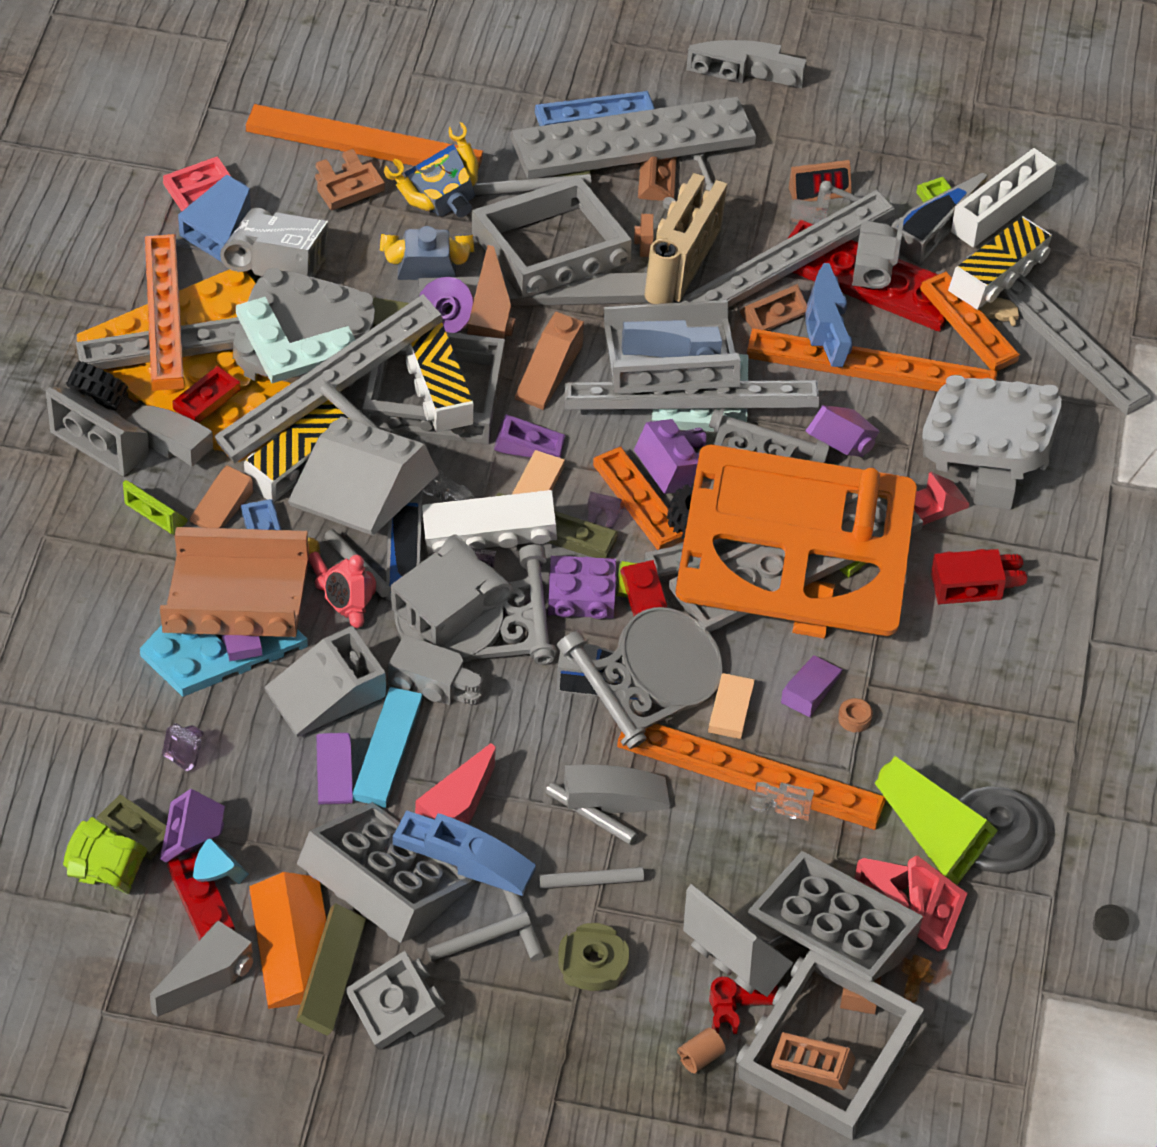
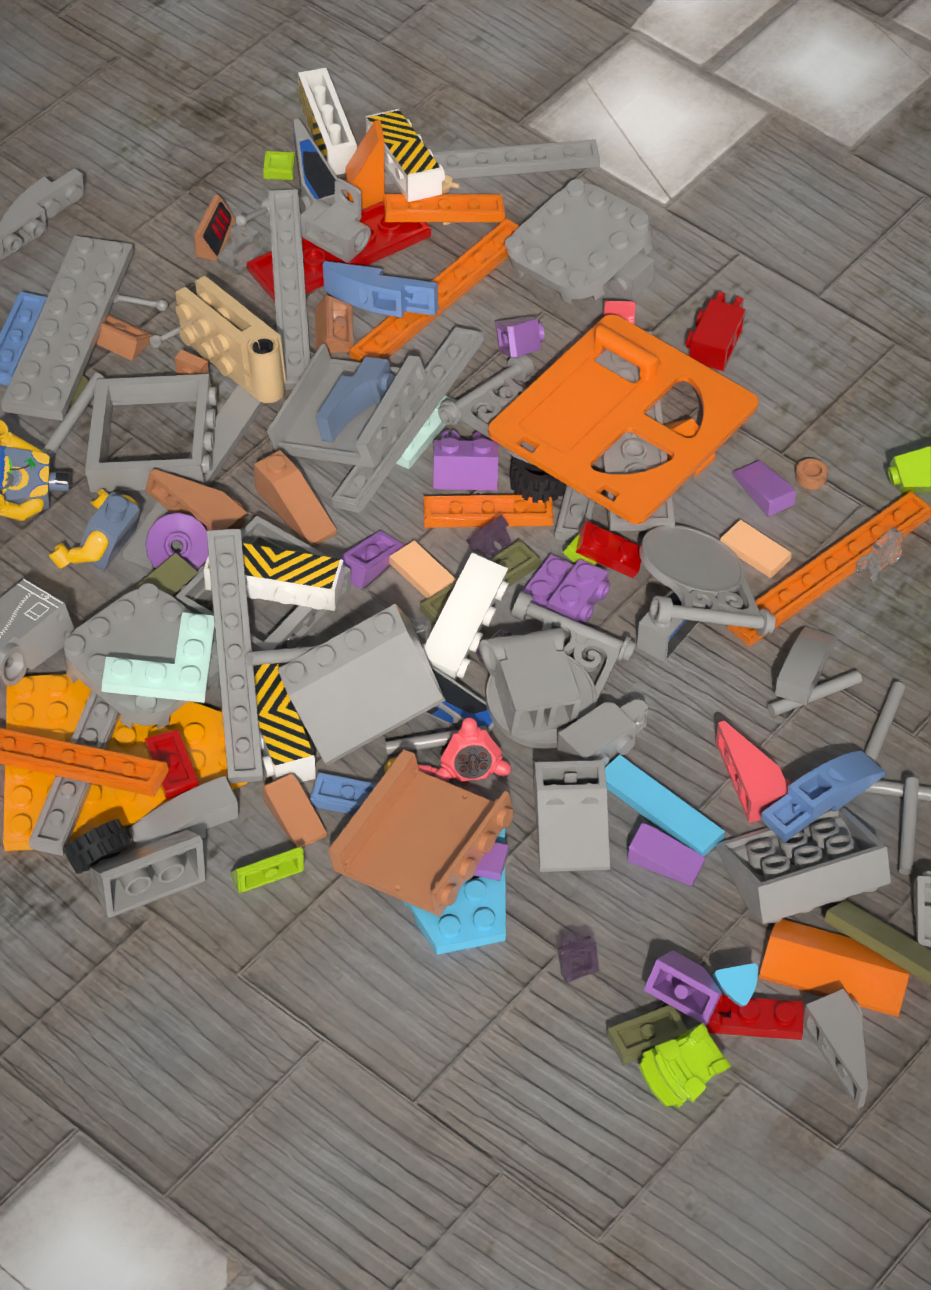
camera: 60 degrees left, 0 degrees up
(955, 243) = (367, 167): none -> orange slope

